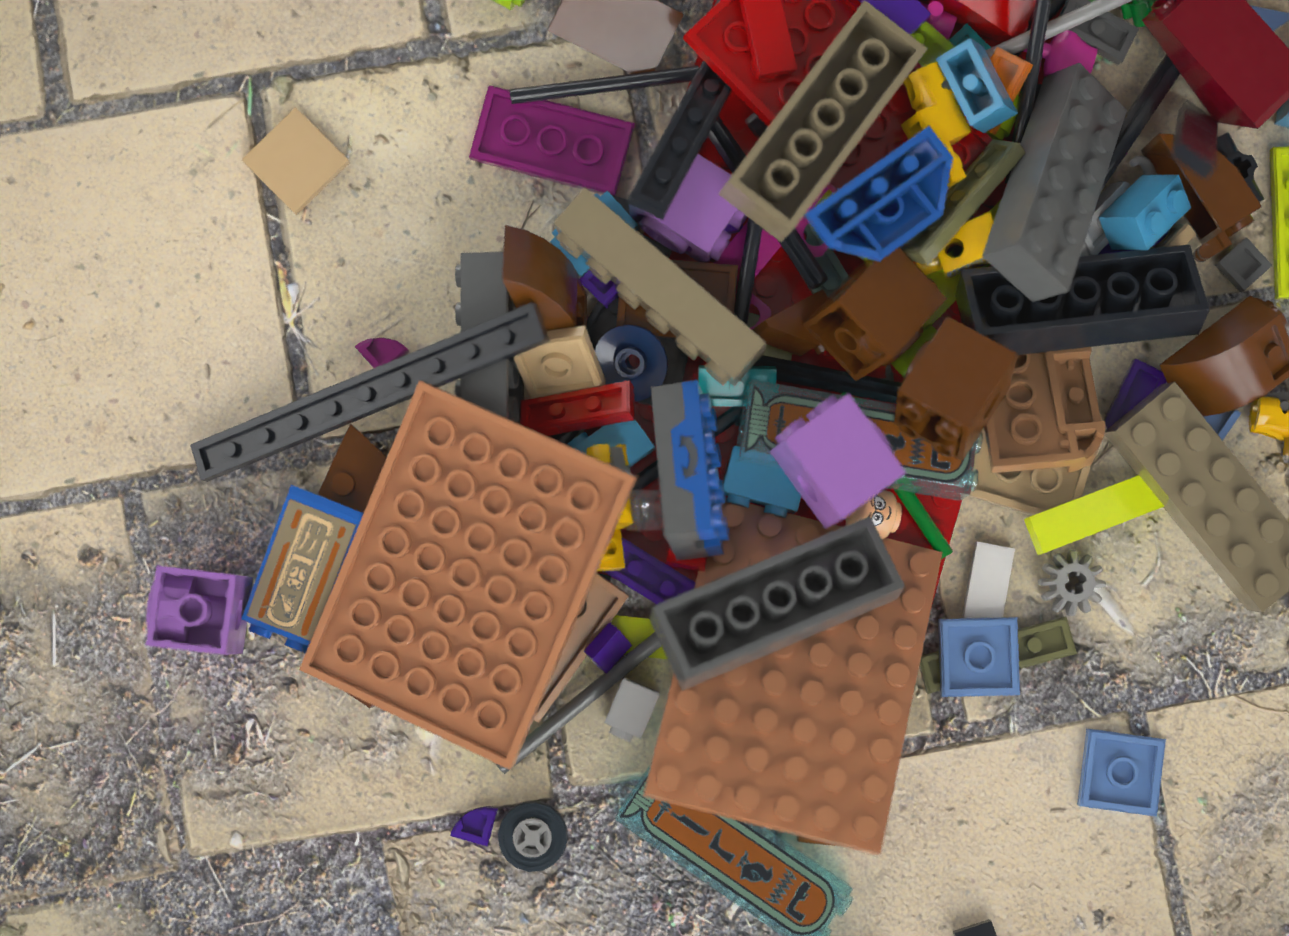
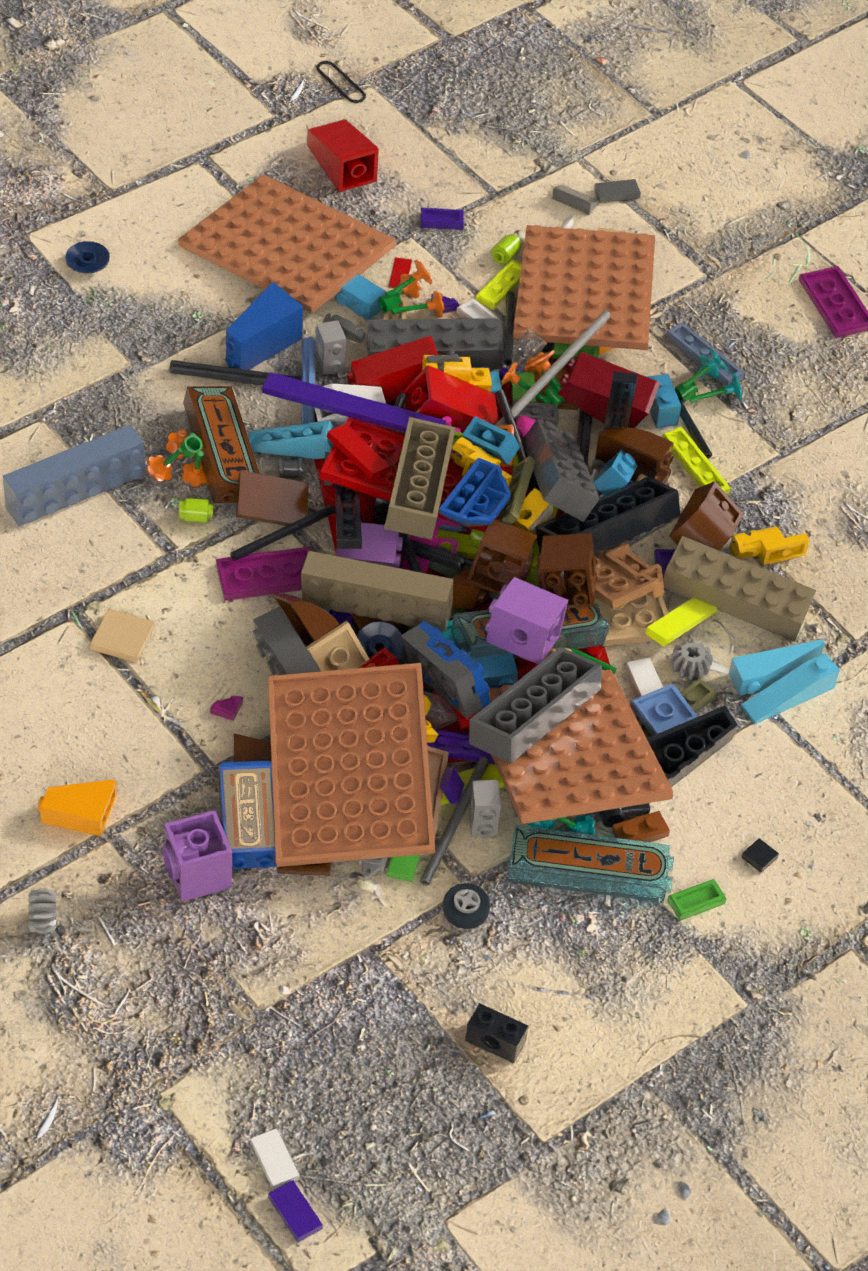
camera: 30 degrees left, 35 degrees down
(99, 435) = (79, 806): none -> light orange slope
(370, 392) = (234, 710): black plate -> none
(476, 825) = (428, 918): dark purple tile -> none
(974, 734) = (692, 743): none -> black wedge
(1121, 772) = (780, 740): medium blue tile -> none
(1159, 649) = (759, 670): none -> medium azure slope
(1185, 701) = (796, 687): none -> medium azure slope
(1243, 265) = (684, 486): dark grey plate -> none

